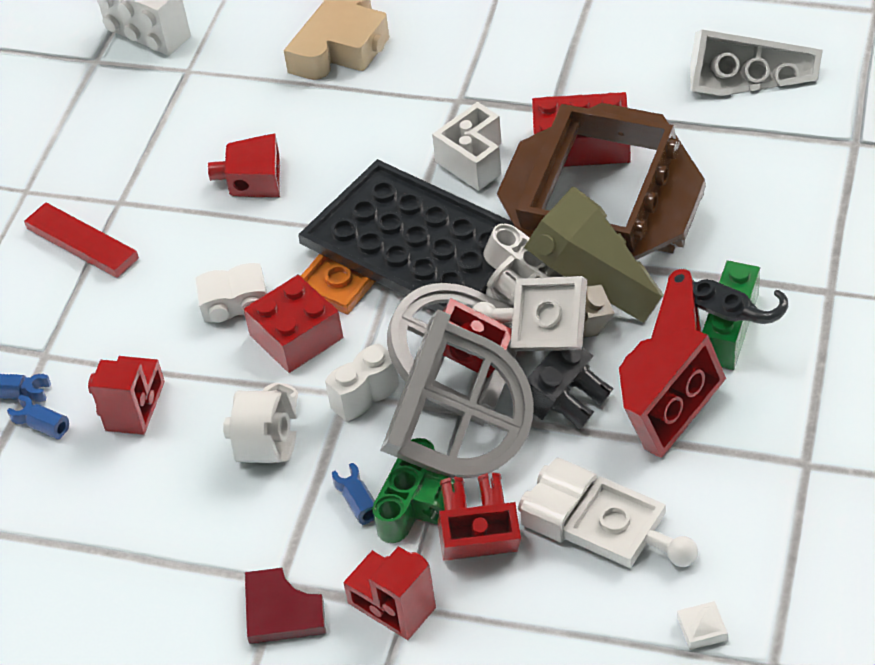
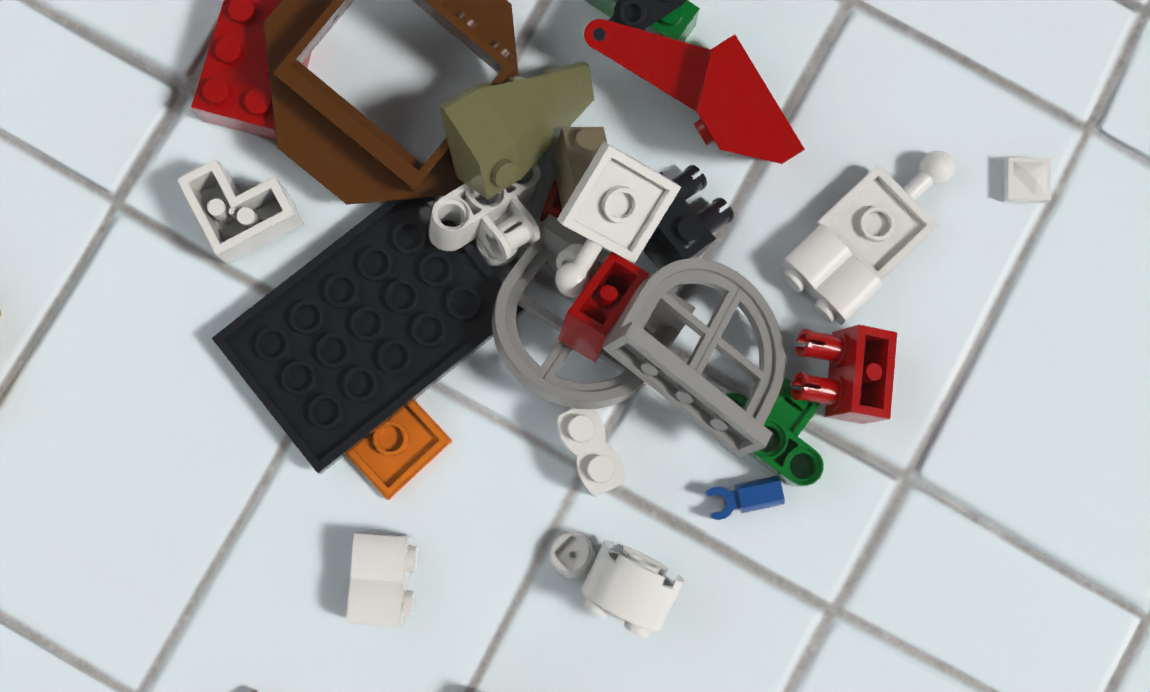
camera: 80 degrees left, 35 degrees up
(250, 167) = (153, 510): red torso -> none
(279, 610) = (874, 621): dark red tile -> none
(293, 323) = (464, 512): red brick -> none
(393, 590) = (915, 485): red brick -> none

